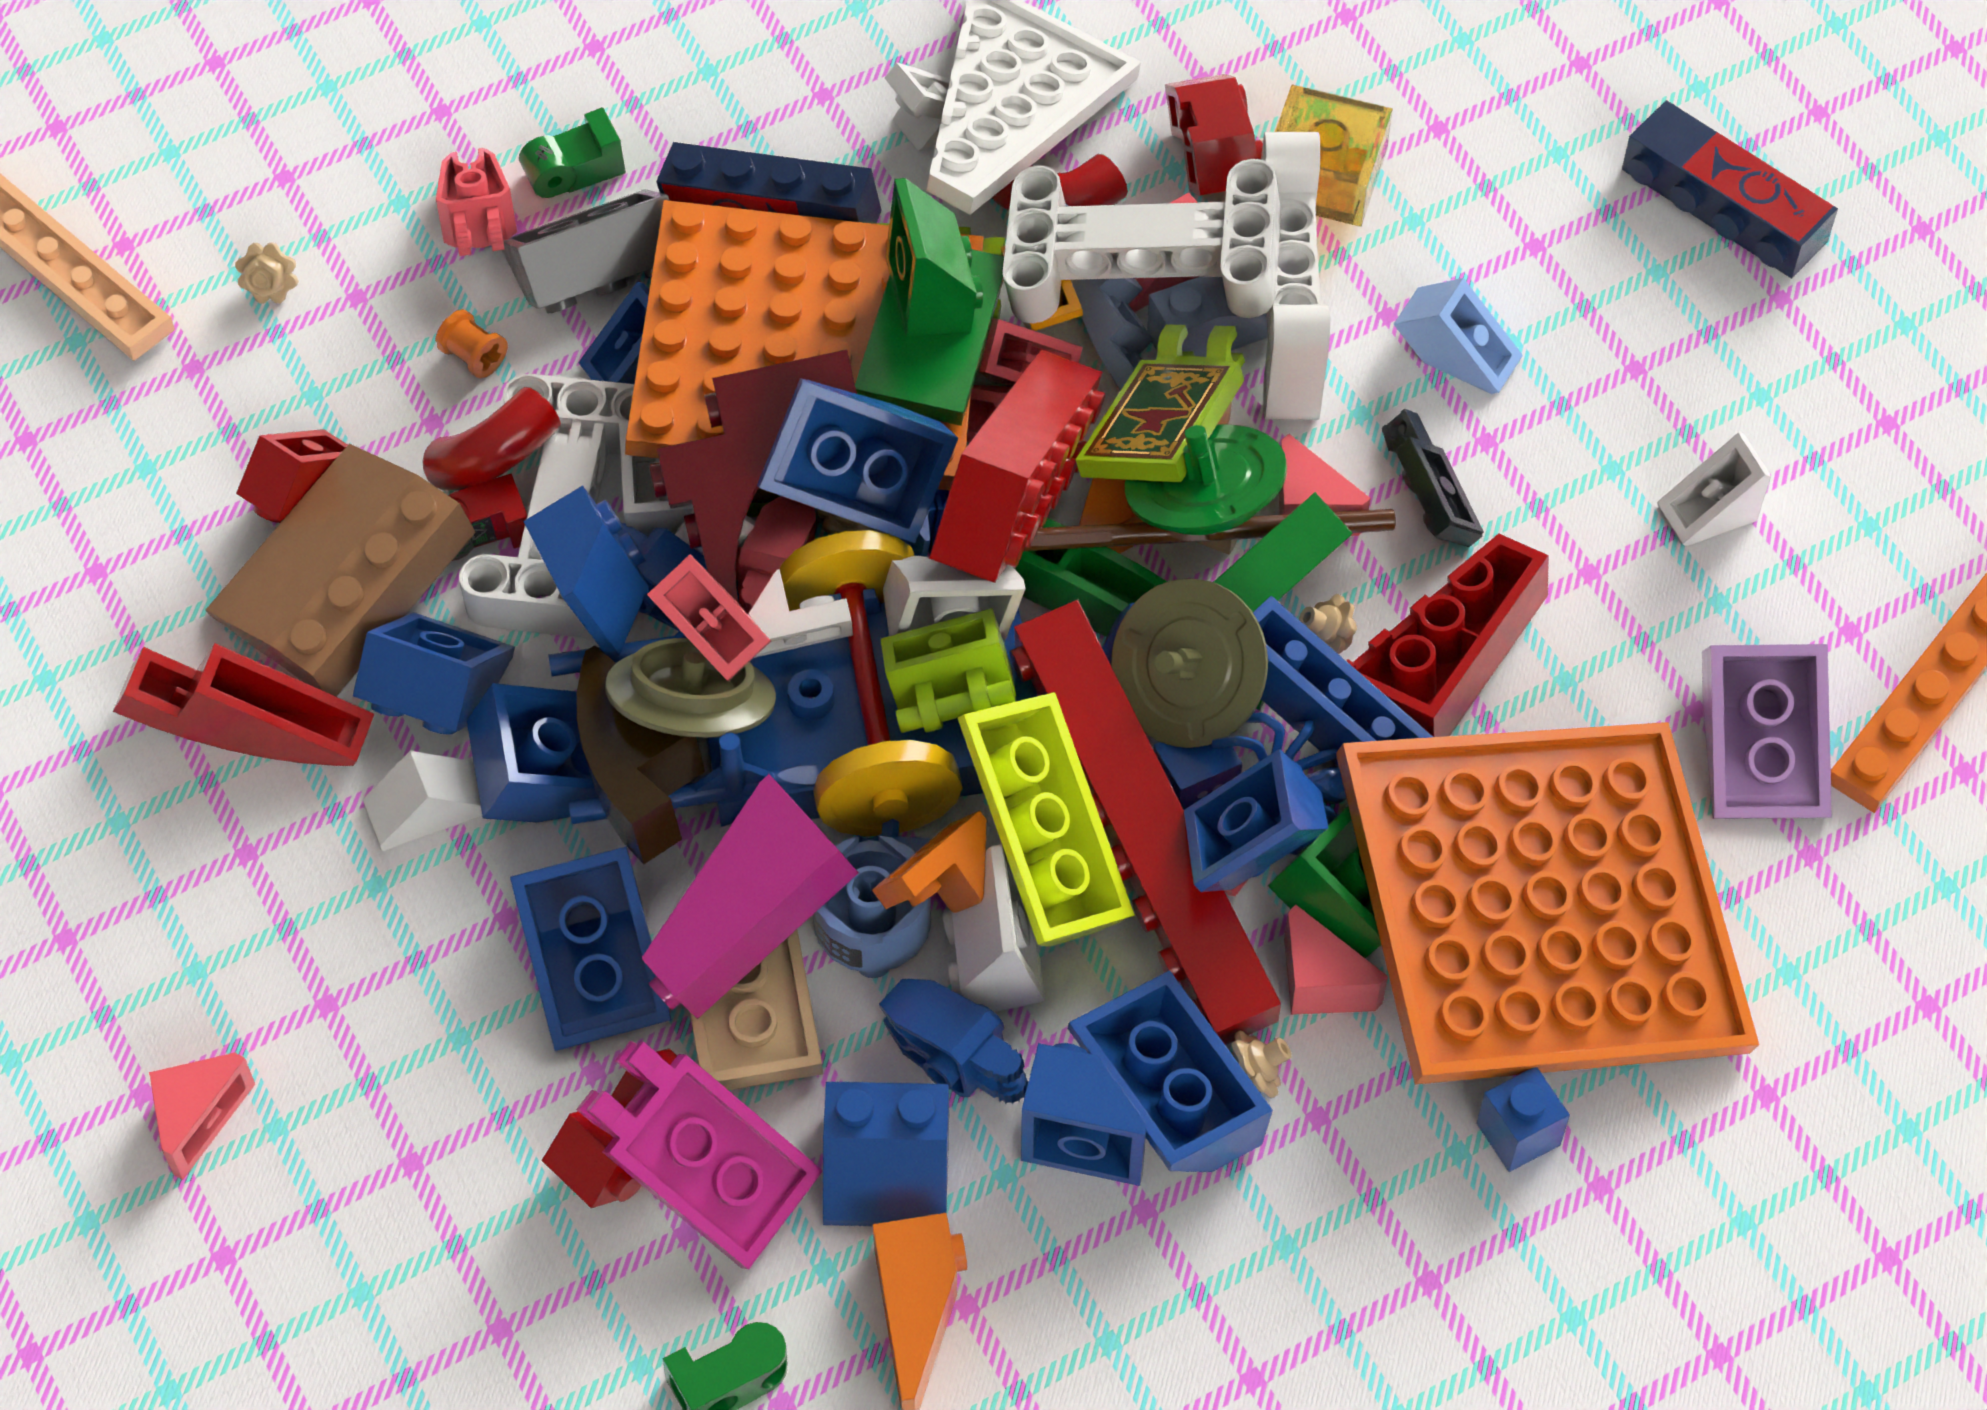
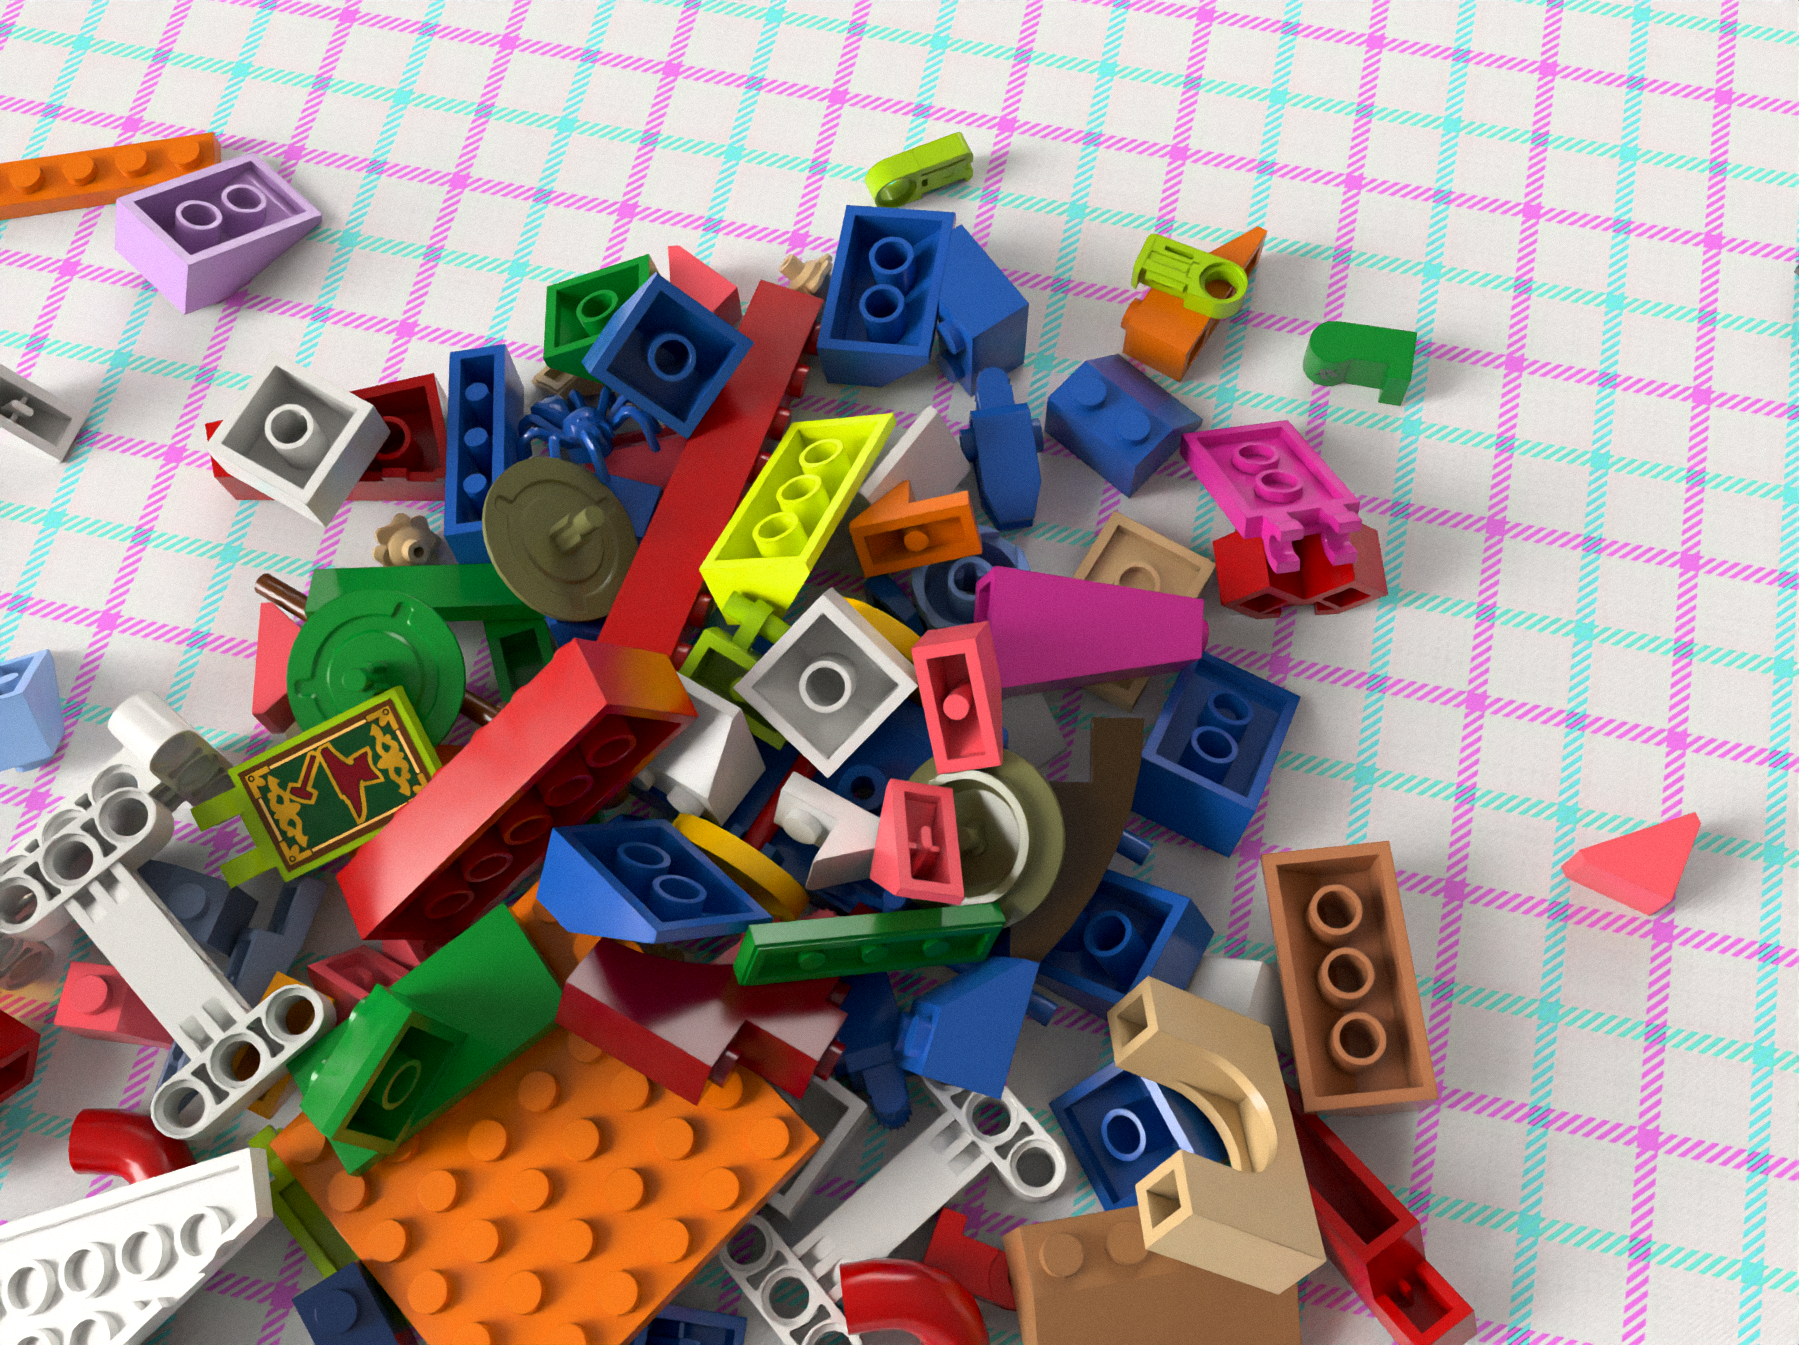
camera: 135 degrees left, 10 degrees up
(299, 599) = (1237, 1220): none -> tan arch
(360, 843) = (1348, 981): none -> nougat slope
(697, 543) = (867, 943): none -> green tile
(777, 732) = (961, 696): none -> coral slope
(875, 678) = (829, 682): none -> white slope
(933, 1283) = (1185, 272): none -> lime piece
(1268, 1243) = (919, 171): none -> lime piece
(1432, 480) = (189, 607): black hinge -> none
(1448, 572) = (298, 438): none -> white brick
(1522, 1119) = (680, 114): blue brick -> none
(1544, 901) = (510, 211): orange plate -> none

